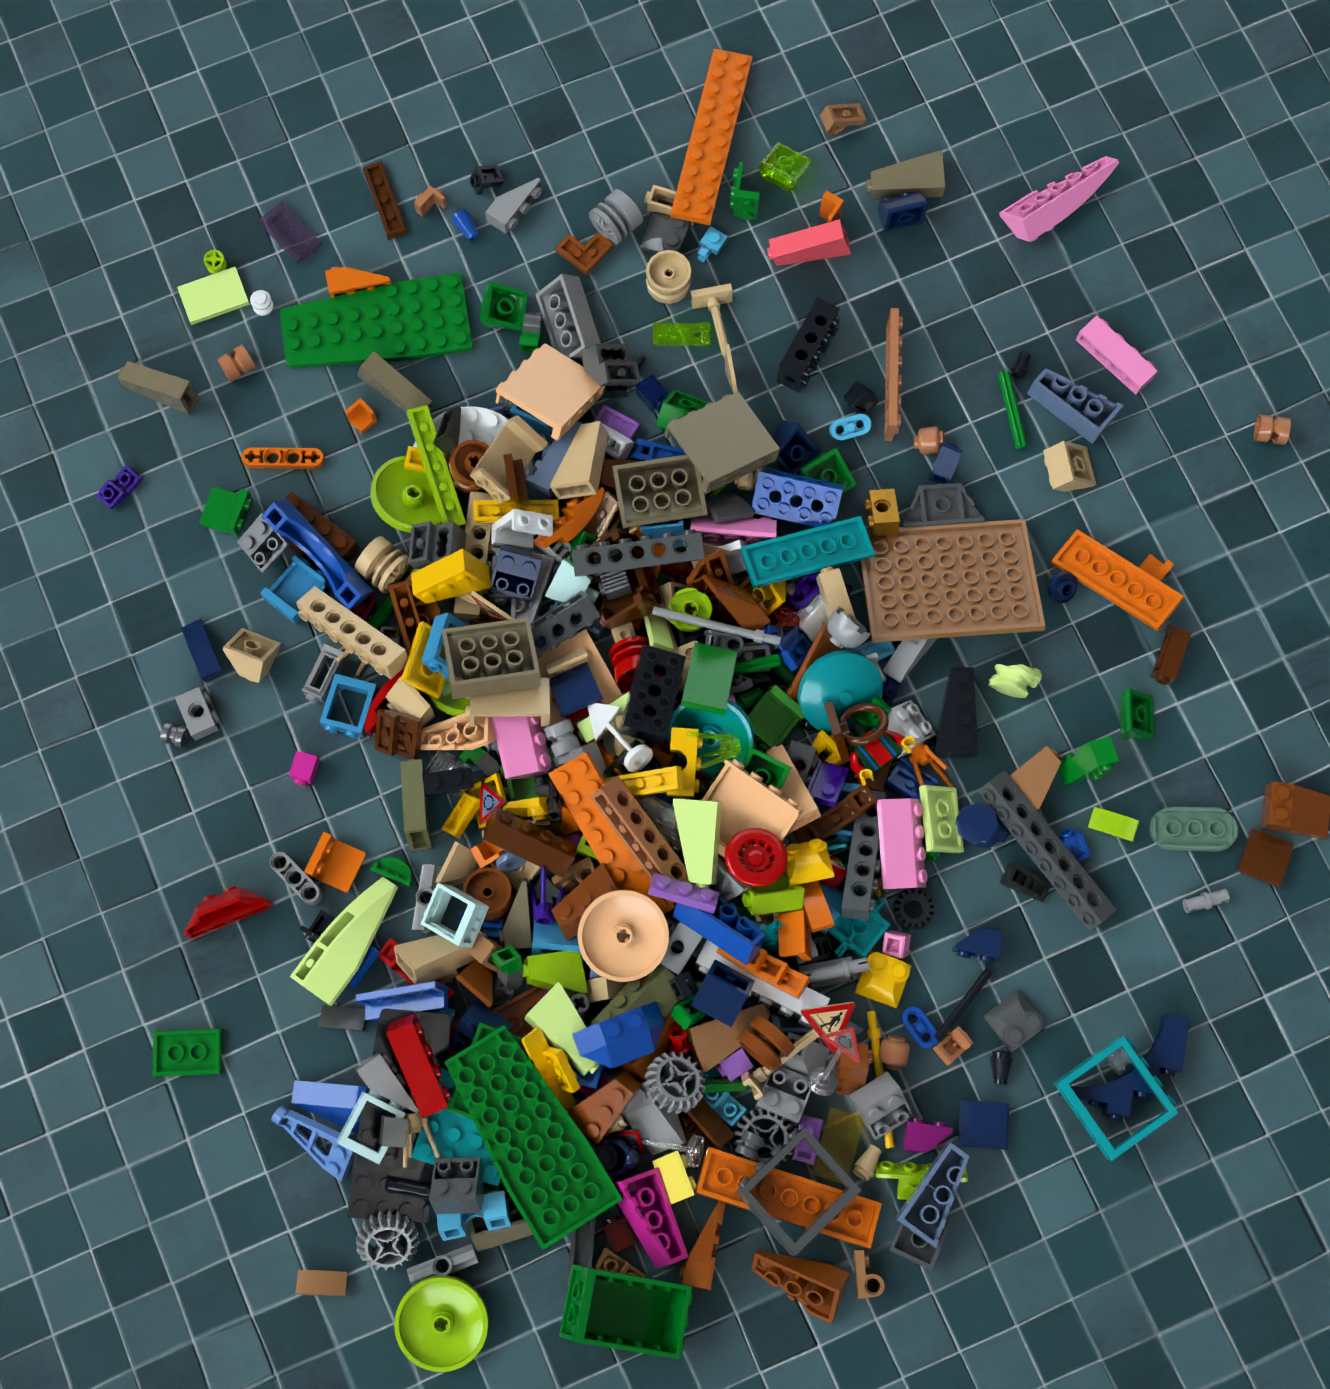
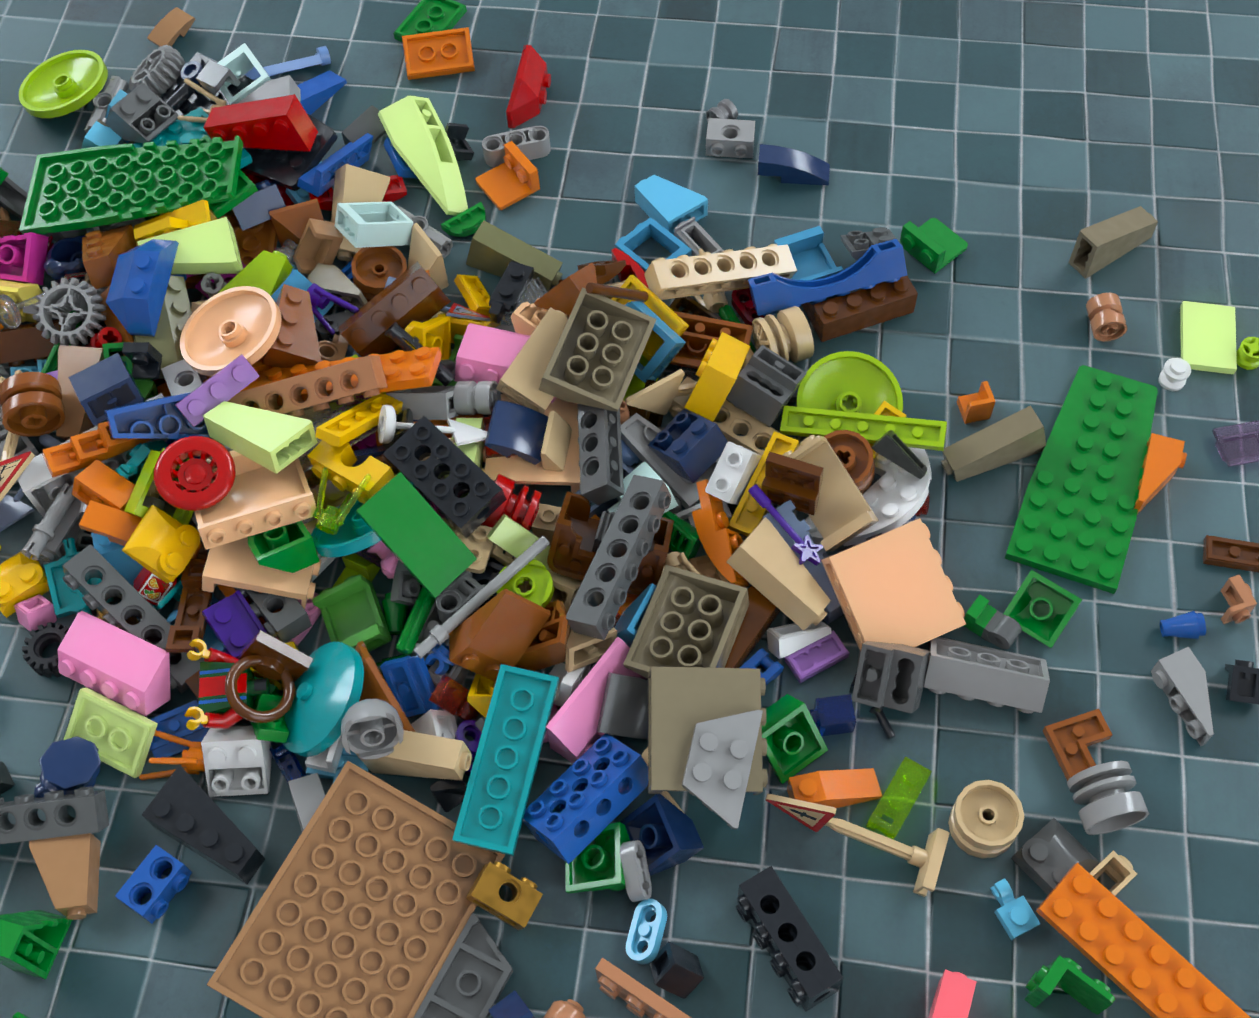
camera: 125 degrees right, 15 degrees down
(120, 487) = (1014, 174): dark purple slope -> none
(225, 1015) = (438, 53): none -> orange tile
(251, 654) = (763, 200): tan slope -> none
(283, 455) = (965, 316): orange beam -> none
(293, 722) = (669, 202): none -> medium azure slope
(304, 768) = (616, 194): dark pink brick -> none
(376, 1196) = (191, 70): none -> tile
(436, 723) = (566, 293): none -> dark orange slope
(437, 667) = (617, 292): none -> reddish brown bar
(509, 967) = (294, 242): green leg -> none
(556, 452) = (803, 547): none -> dark purple piece
(701, 371) = (835, 787): none -> orange slope
(738, 417) = (722, 763): none -> light grey wing
(821, 448) = (635, 870): none -> light grey beam
(1008, 727) = (148, 880): none -> blue brick
(1014, 679) = (191, 921): yellowish green piece -> none

